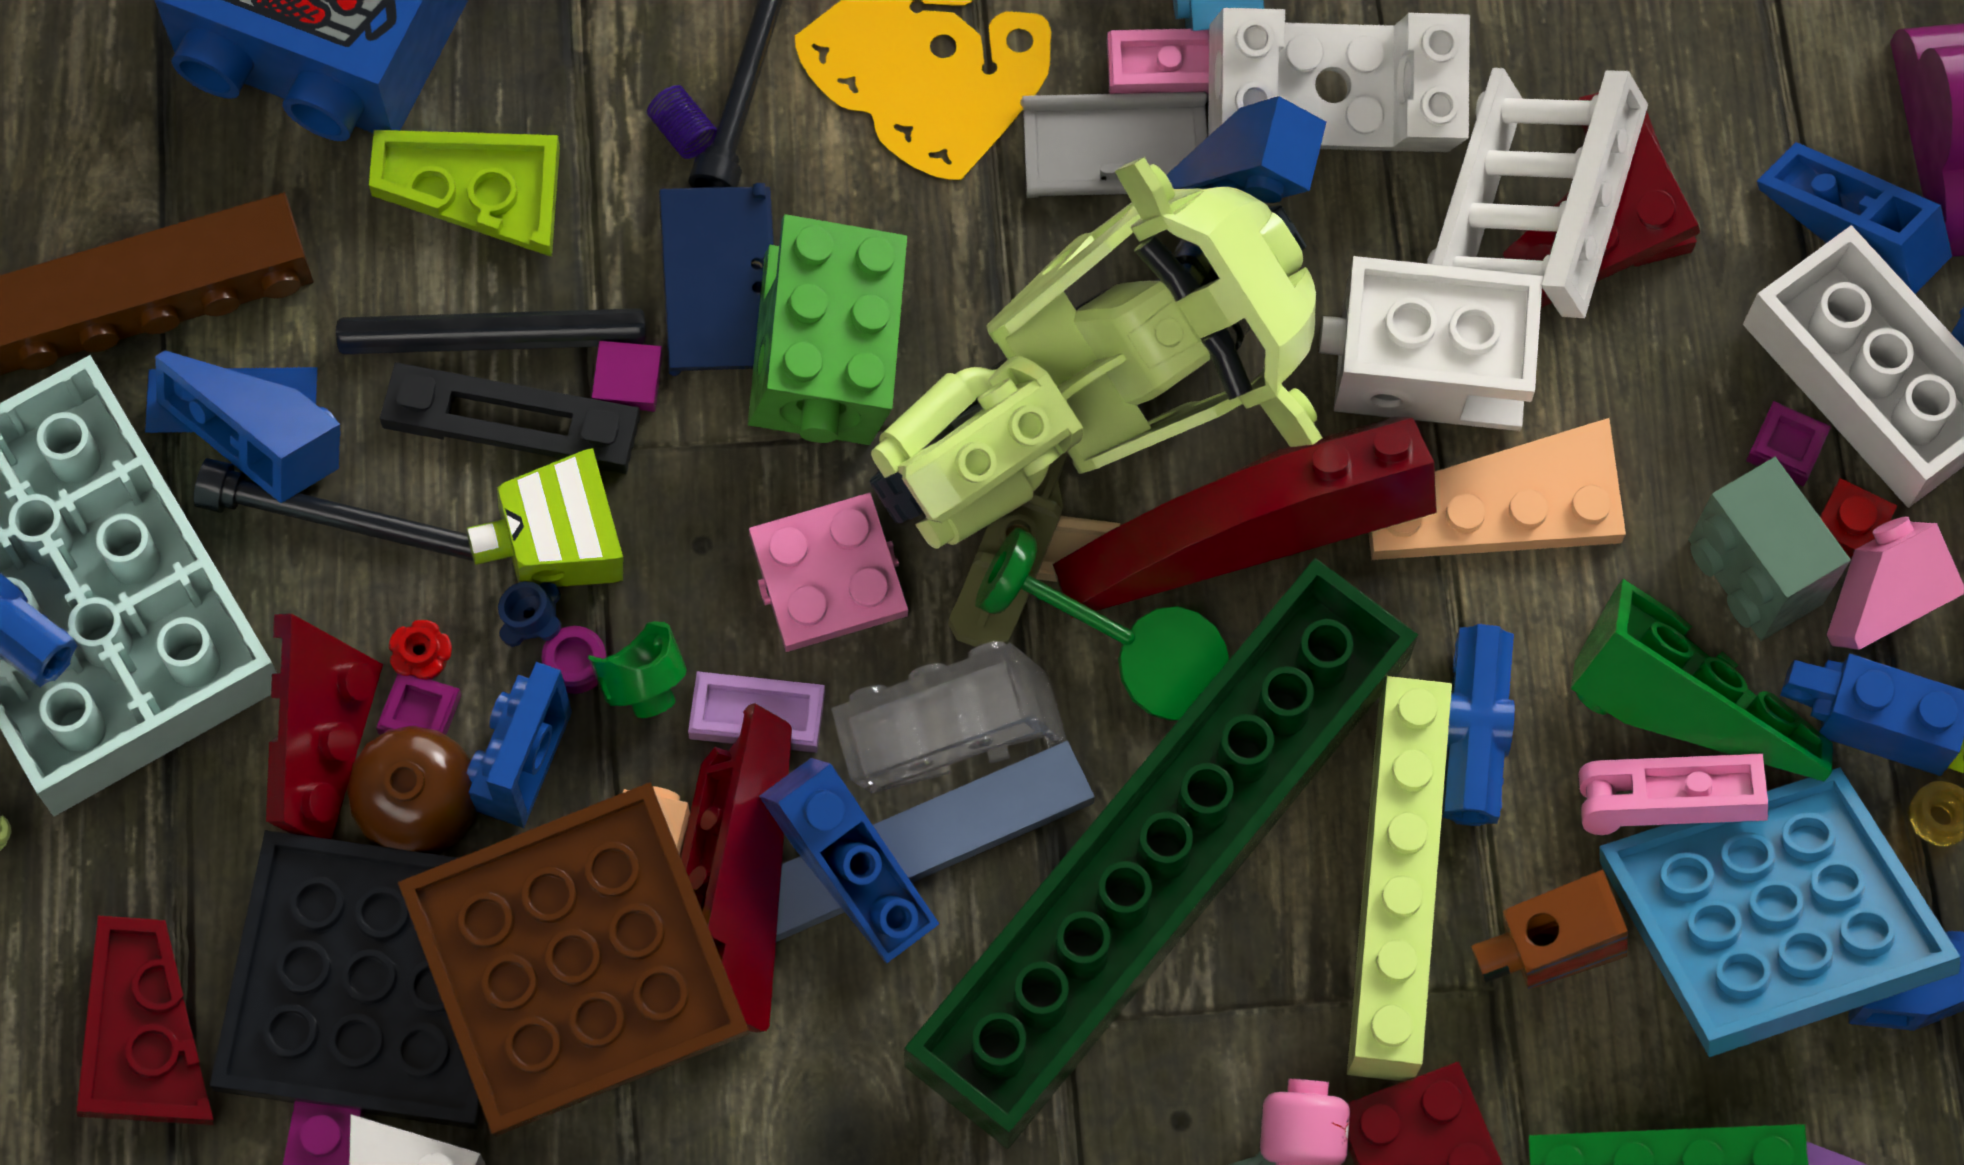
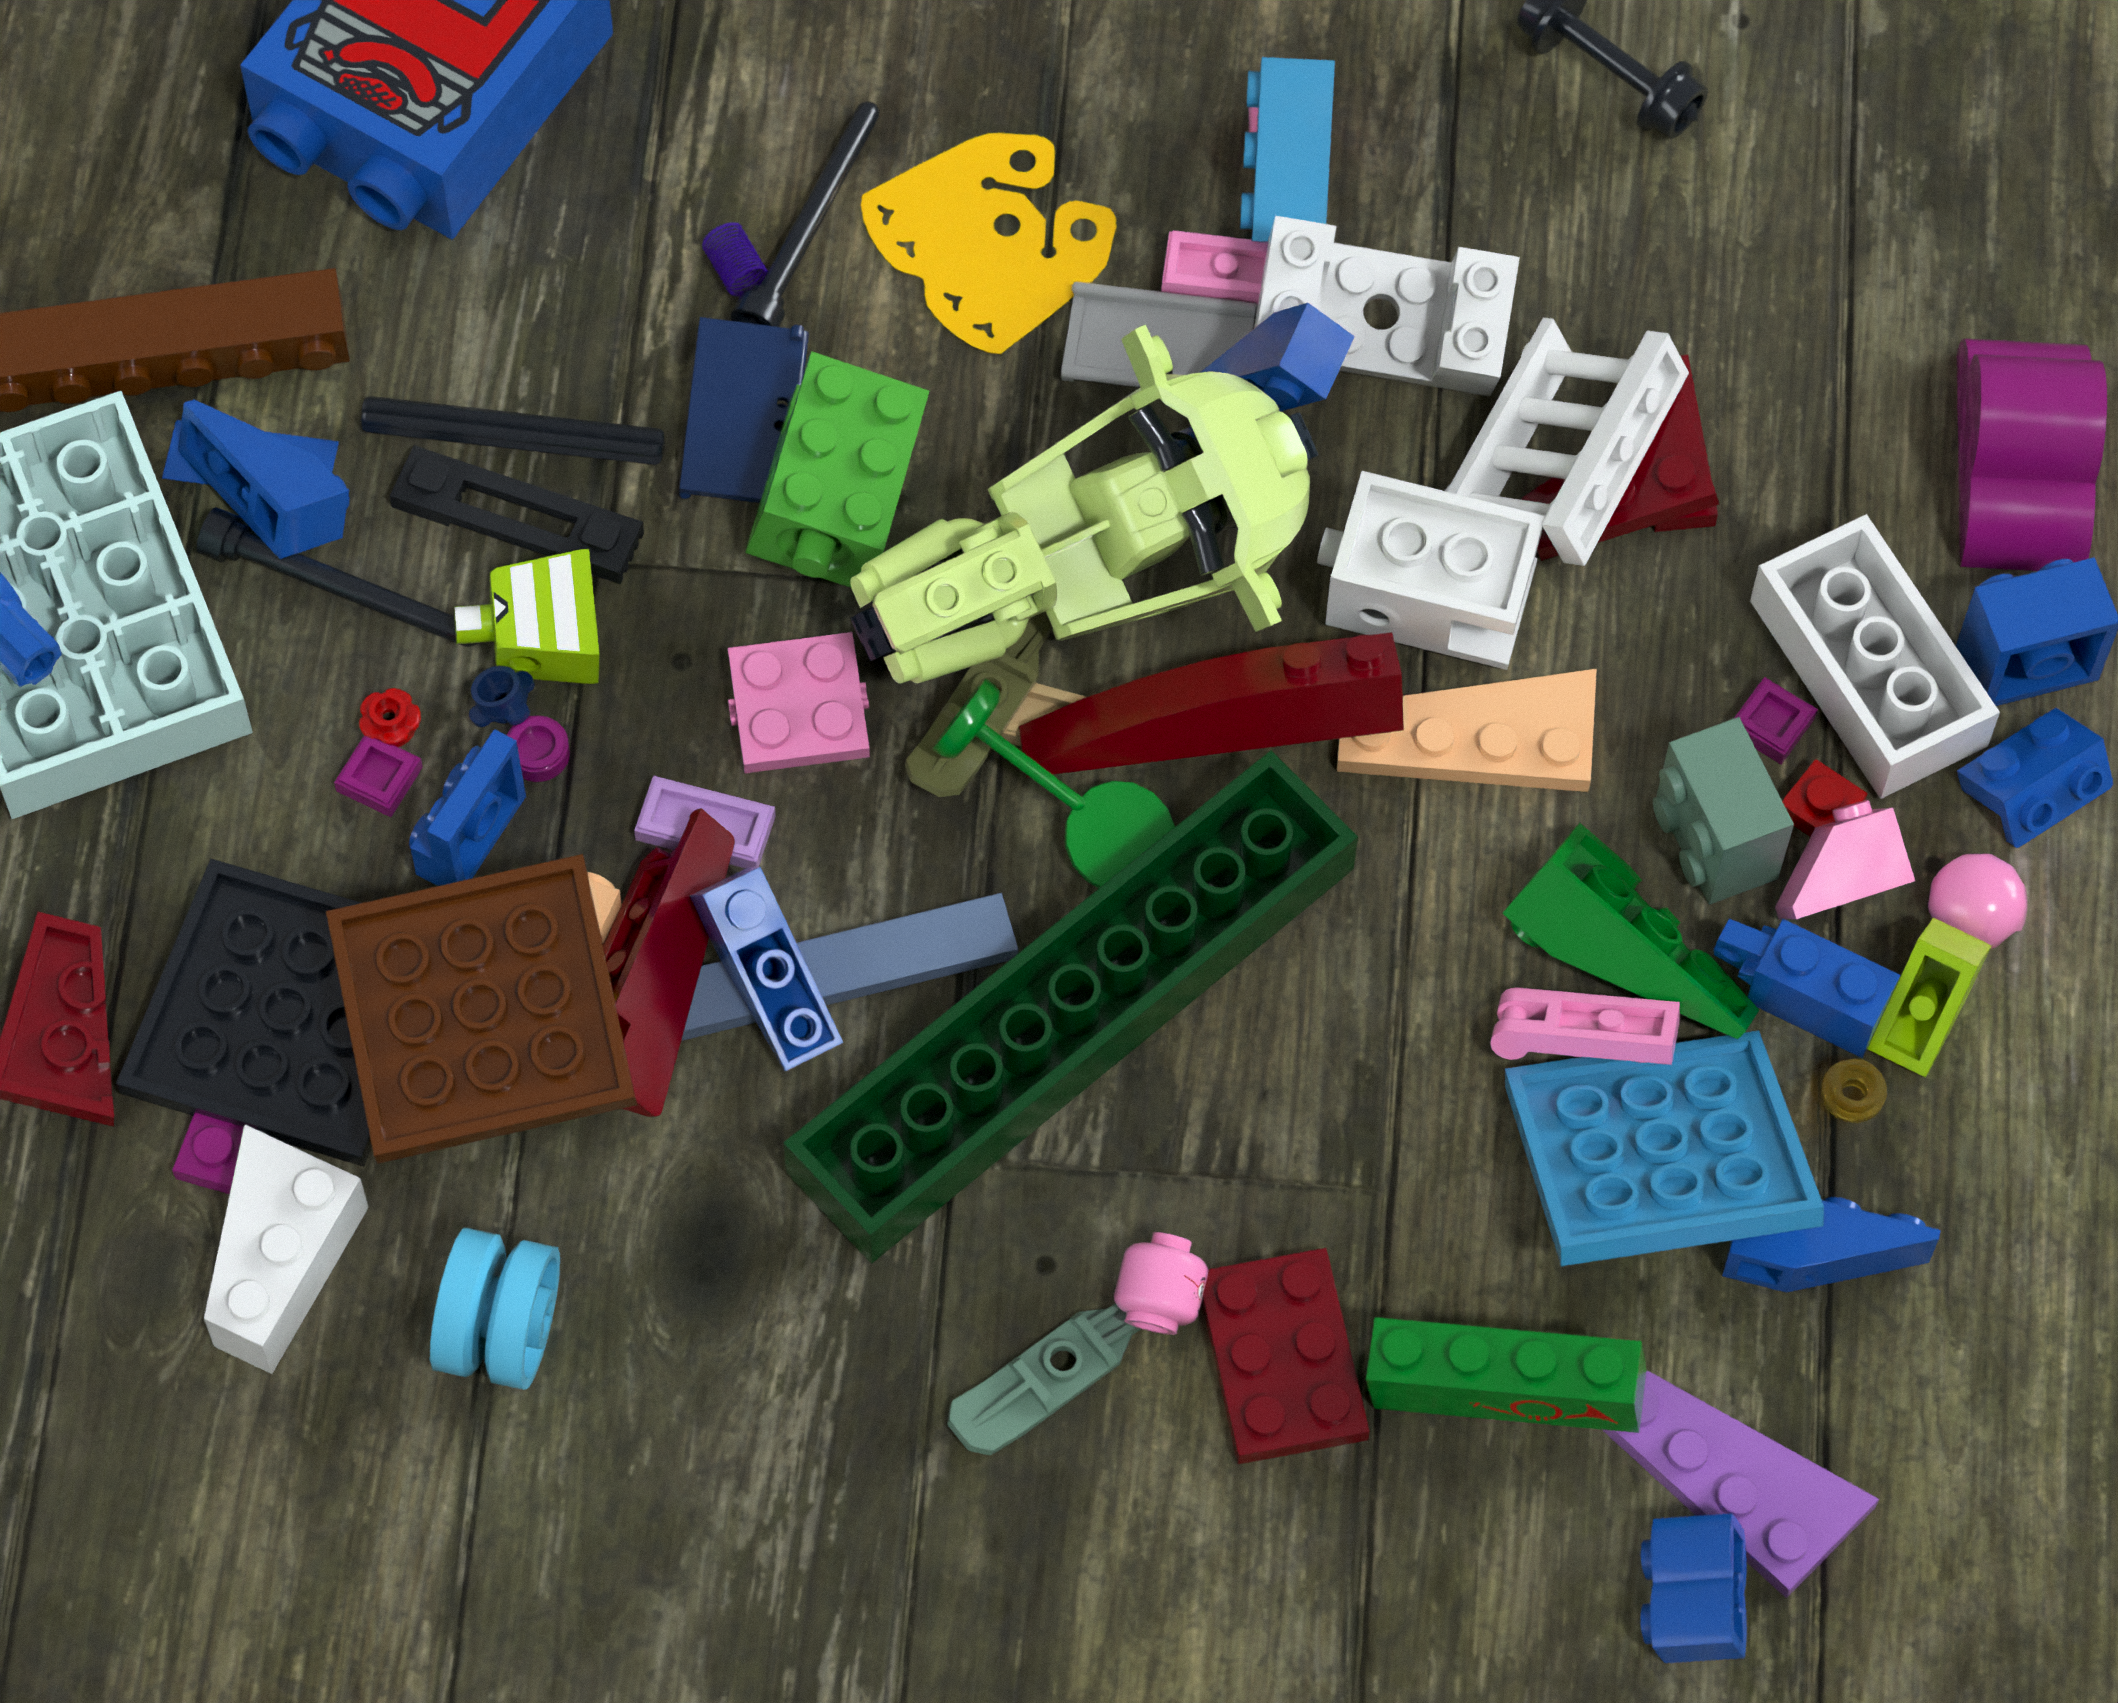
camera: 10 degrees right, 5 degrees down
(322, 717) = (282, 764): dark red wing -> none
(412, 790) = (357, 842): reddish brown cylinder -> none
(472, 180) = (521, 285): lime wing -> none
(628, 374) = (638, 489): magenta tile -> none
(642, 672) = (599, 766): green piece -> none
(946, 717) = (887, 849): clear wedge -> none
(1400, 880) = (1300, 1068): yellowish green brick -> none
(1478, 725) = (1407, 938): blue piece -> none
(1578, 917) = (1443, 1140): dark orange torso -> none
(1834, 195) = (1913, 520): blue slope -> none

